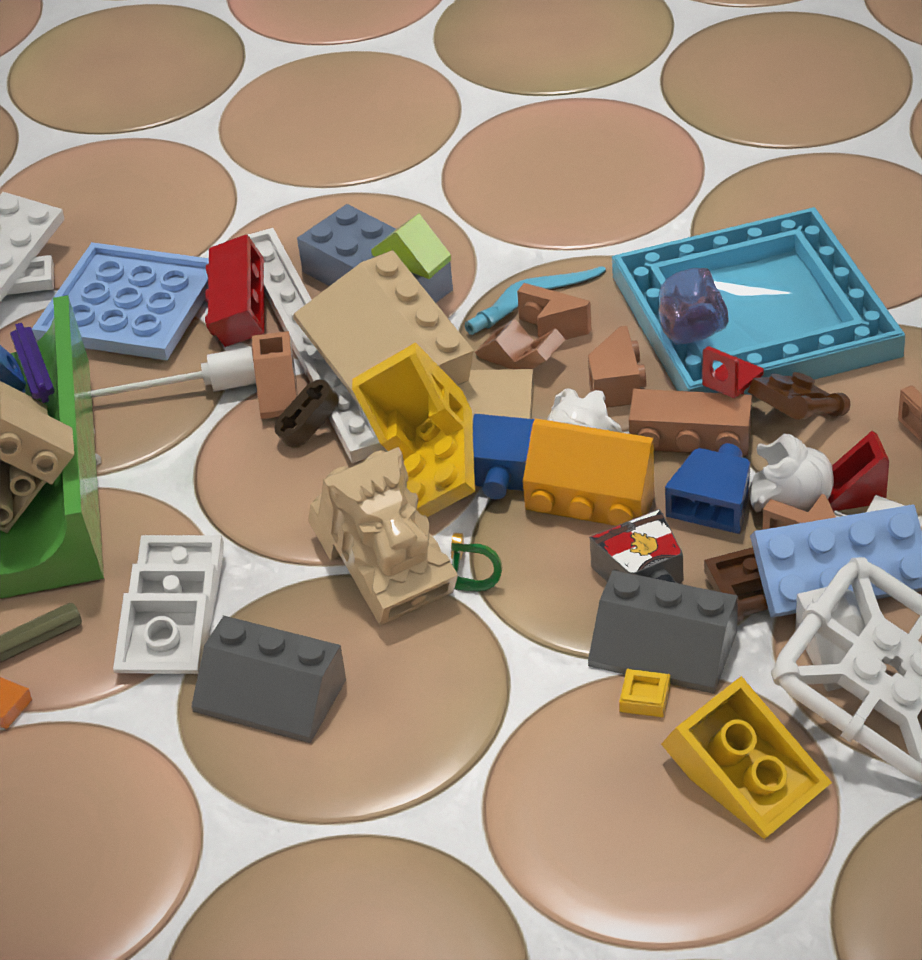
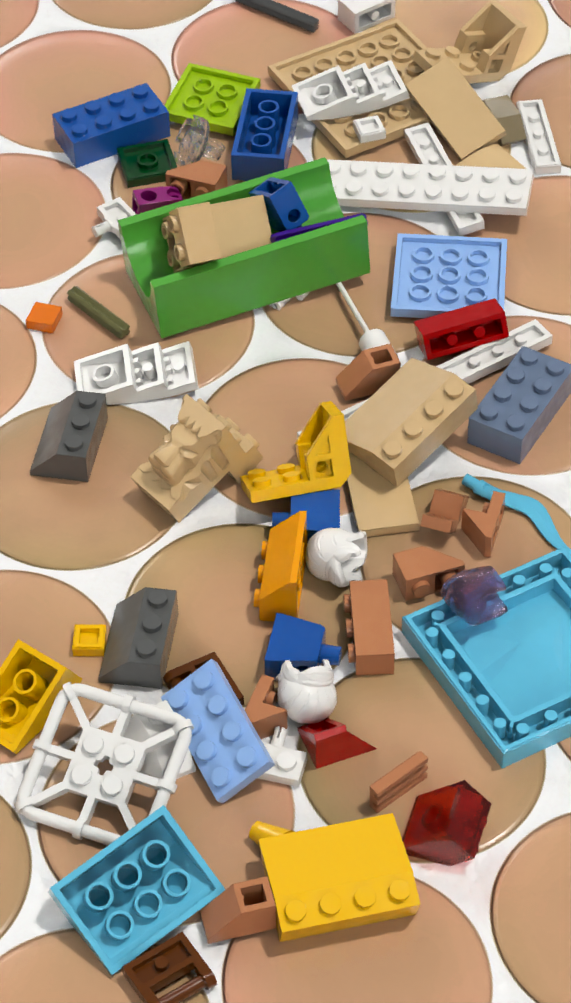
camera: 75 degrees right, 5 degrees up
(307, 413) = (344, 399): dark brown beam -> none
(416, 247) = (505, 411): lime slope -> none
(467, 584) = (213, 513): green piece -> none
(638, 548) = (213, 617): torso -> none
(732, 376) = (407, 637): red bracket -> none
(798, 396) = (413, 683): reddish brown plate -> none

